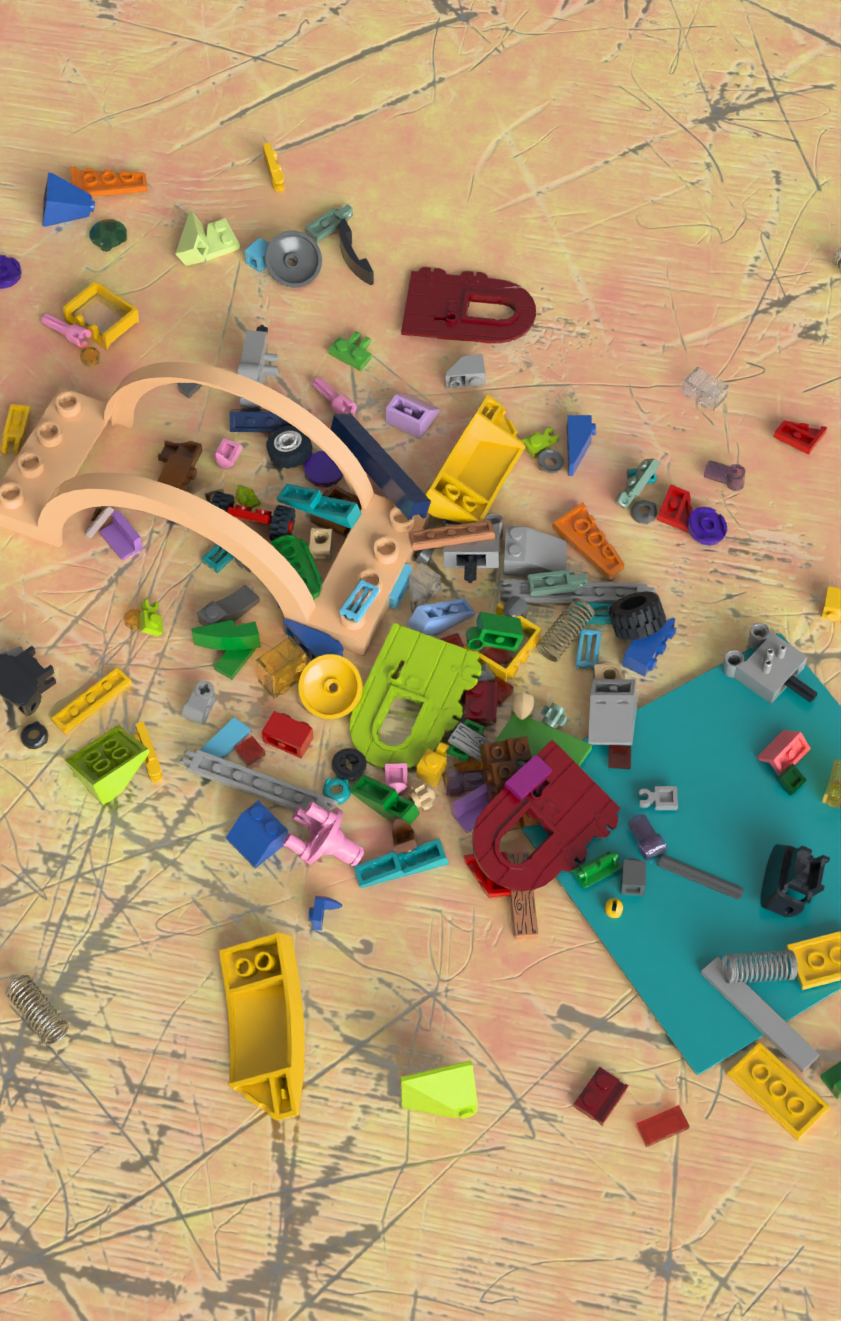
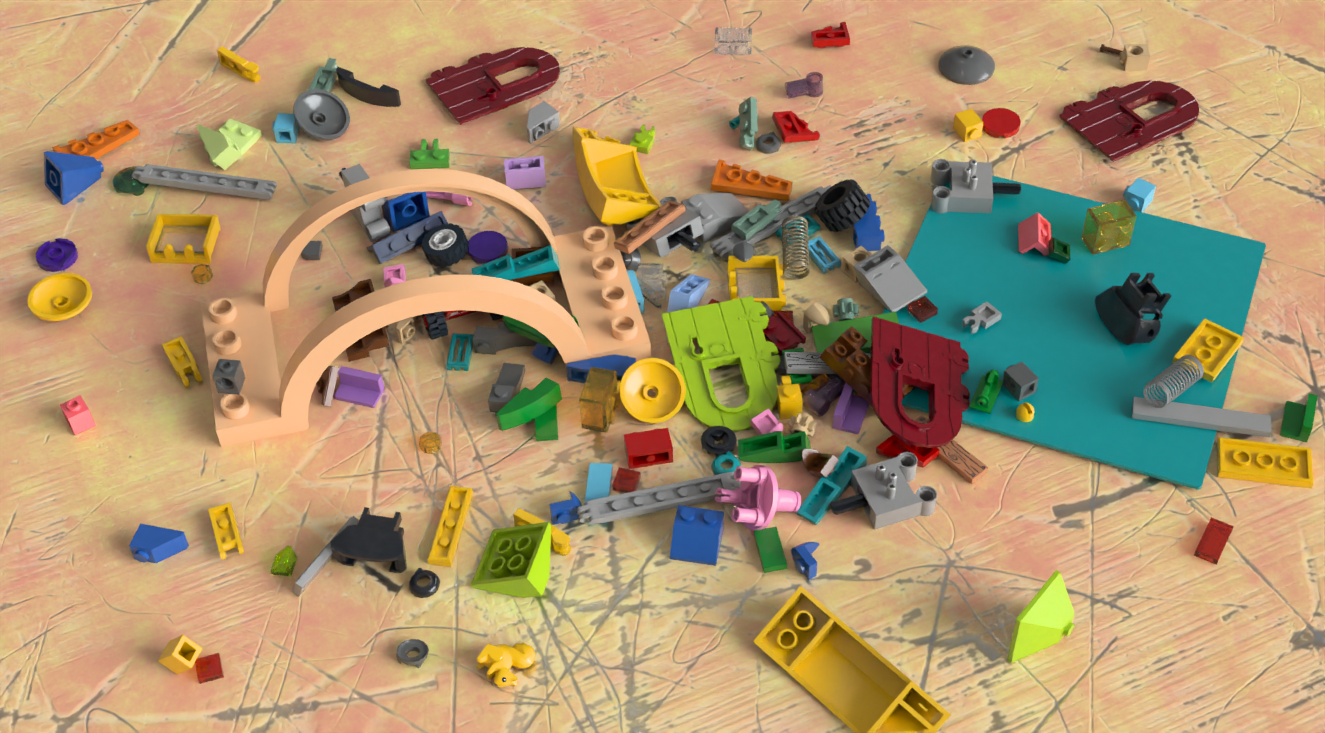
camera: 35 degrees left, 10 degrees down
(18, 469) = (229, 376): none -> dark grey brick
(33, 835) = (501, 658): none -> yellow animal
(73, 333) = (171, 263): bright pink piece -> none
(149, 620) = (446, 433): lime plate -> none
(158, 270) = (205, 181): none -> light grey hinge
(177, 745) = (565, 510): none -> blue plate
(200, 703) = (551, 468): light grey piece -> none
(291, 388) = (405, 210): none -> blue slope
(304, 884) = (770, 549): none -> green tile
(352, 613) = (623, 322): medium azure tile -> none
(381, 466) = (555, 213): dark blue tile -> none
(434, 899) = (886, 494): none -> light grey piece
(495, 632) = (748, 274): green hinge -> none
(498, 655) = (762, 291): clear red tile -> none
(528, 777) = (884, 351): magenta tile -> none
(553, 455) = (667, 143): dark grey piece -> none
(579, 438) = (670, 118): blue slope -> none
(600, 1096) = (1149, 550): dark red plate -> none
(648, 841) = (1007, 351): piece -> none
(700, 877) = (1063, 354): dark grey axle -> none
(706, 526) = (825, 126): dark purple tile -> none

